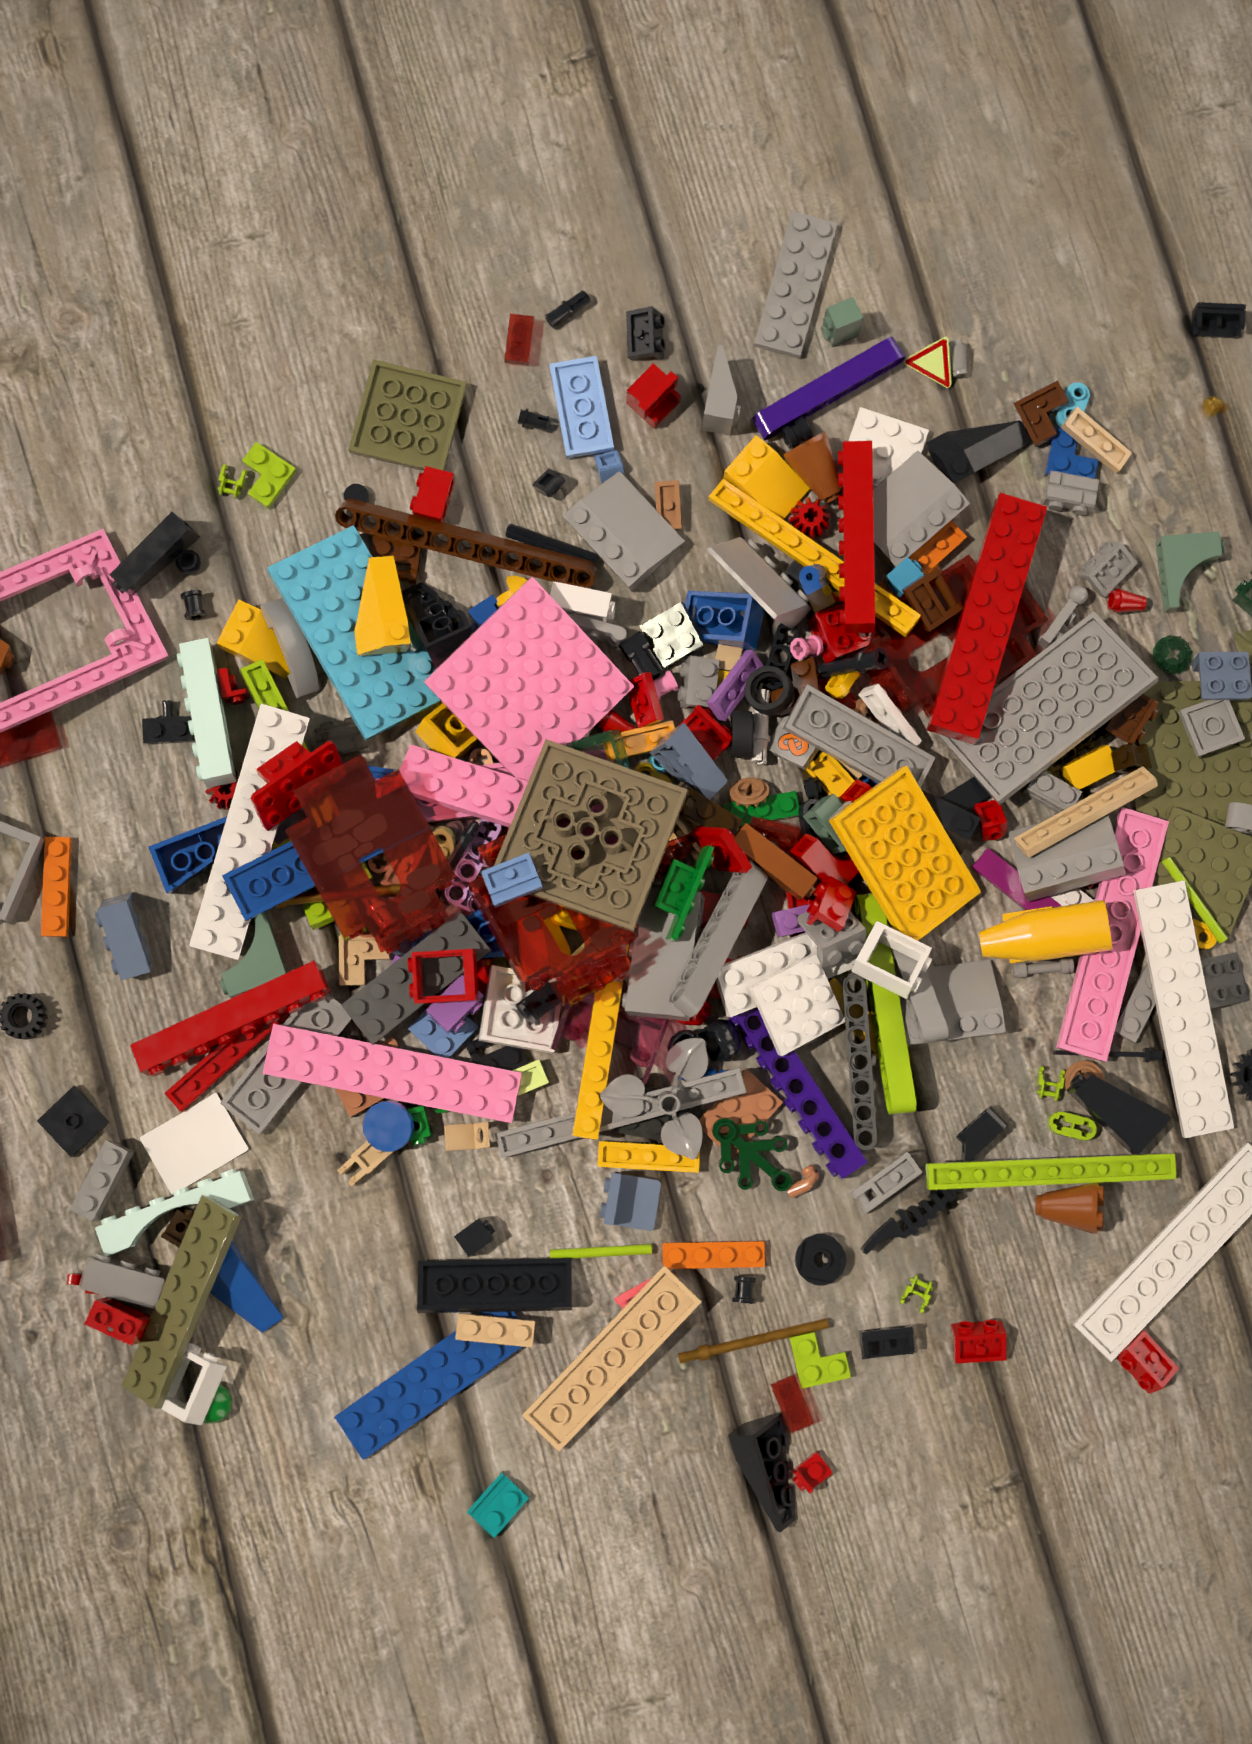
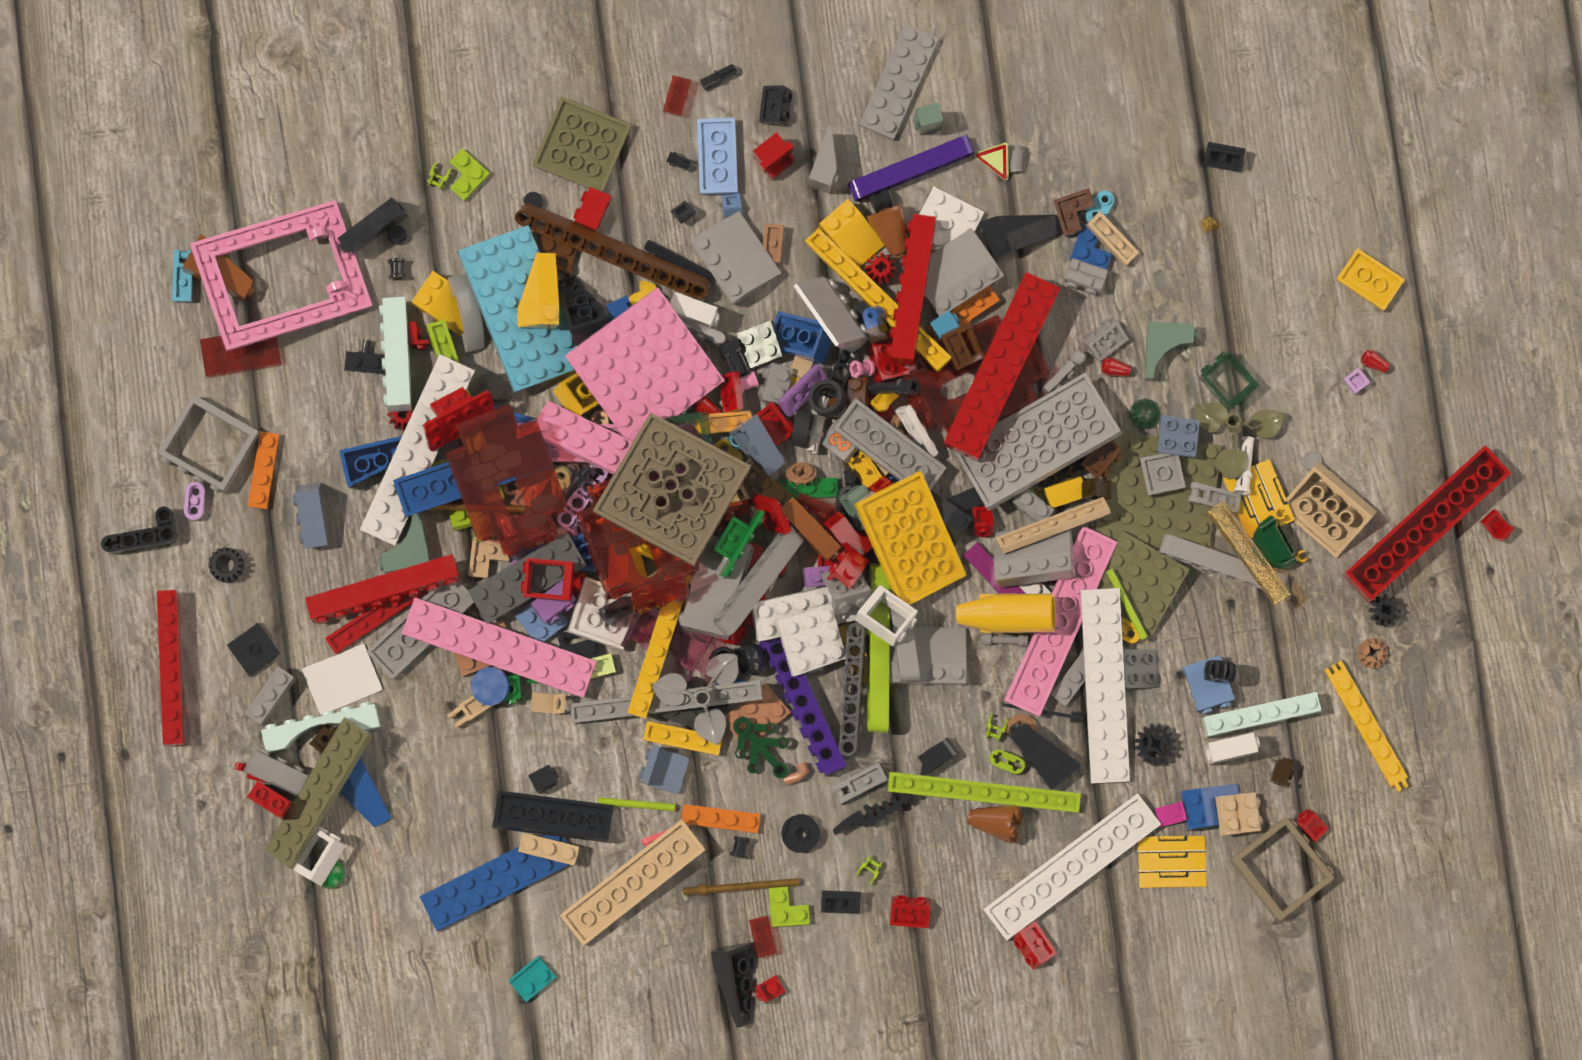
camera: 10 degrees right, 0 degrees up
(512, 879) = (609, 514): medium blue plate -> none

